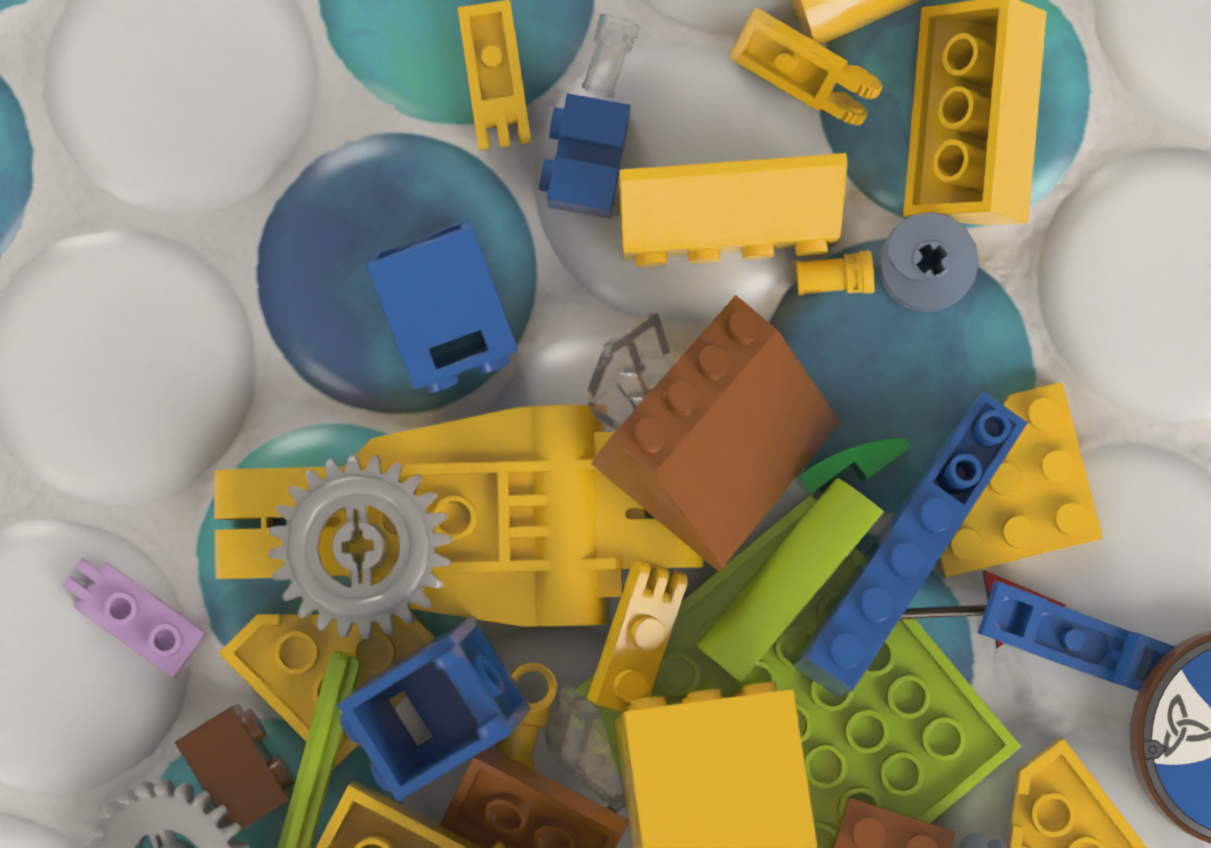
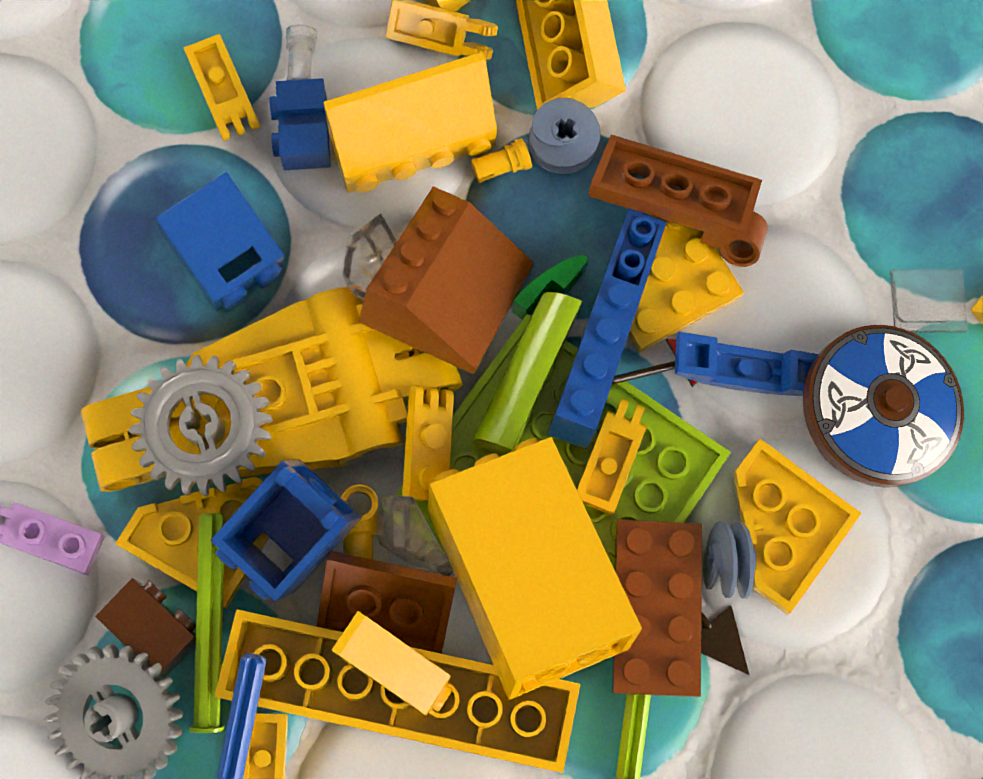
camera: 20 degrees left, 10 degrees down
(865, 718) = (611, 459): none -> yellow hinge
(1098, 414) = (710, 201): none -> dark orange hinge

